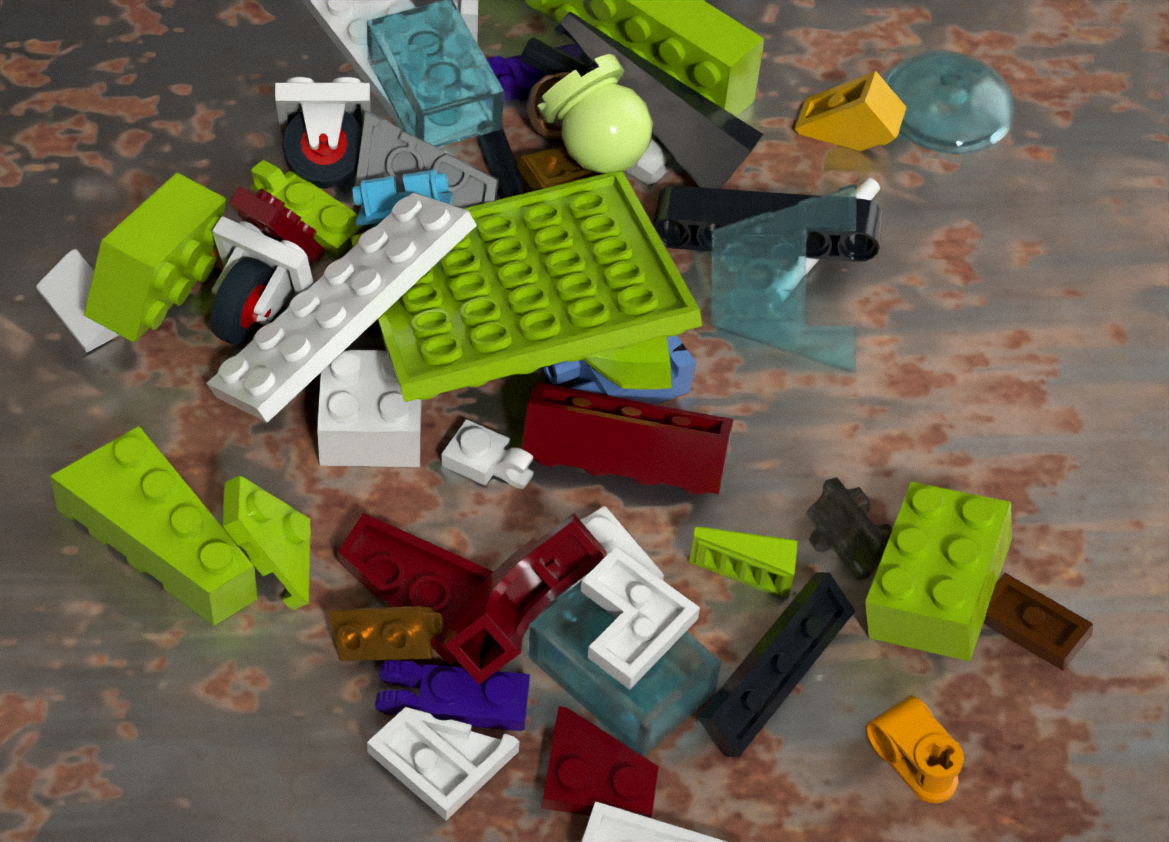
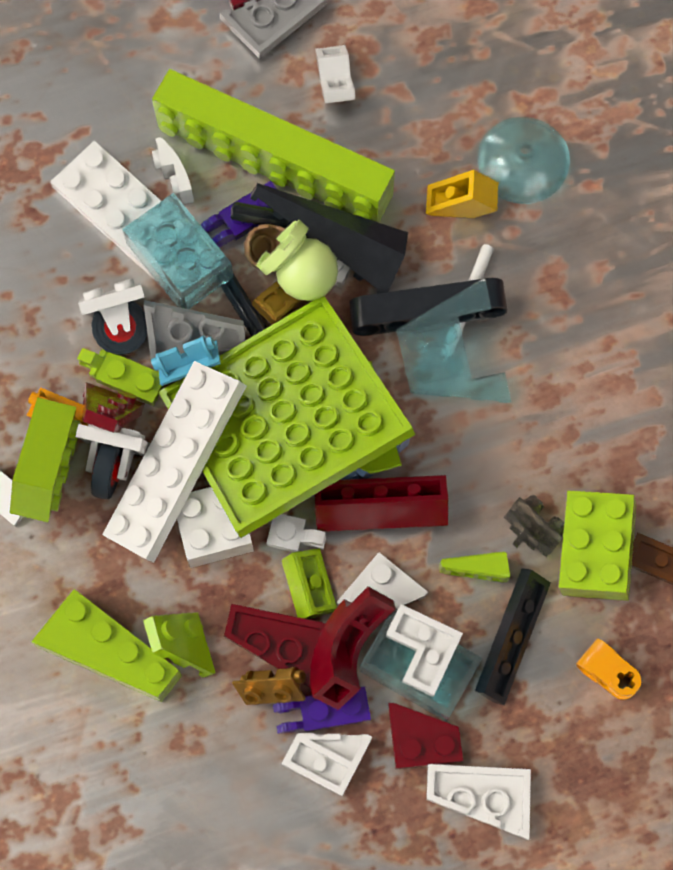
camera: 10 degrees left, 20 degrees up
(487, 519) = (309, 584): none -> lime slope

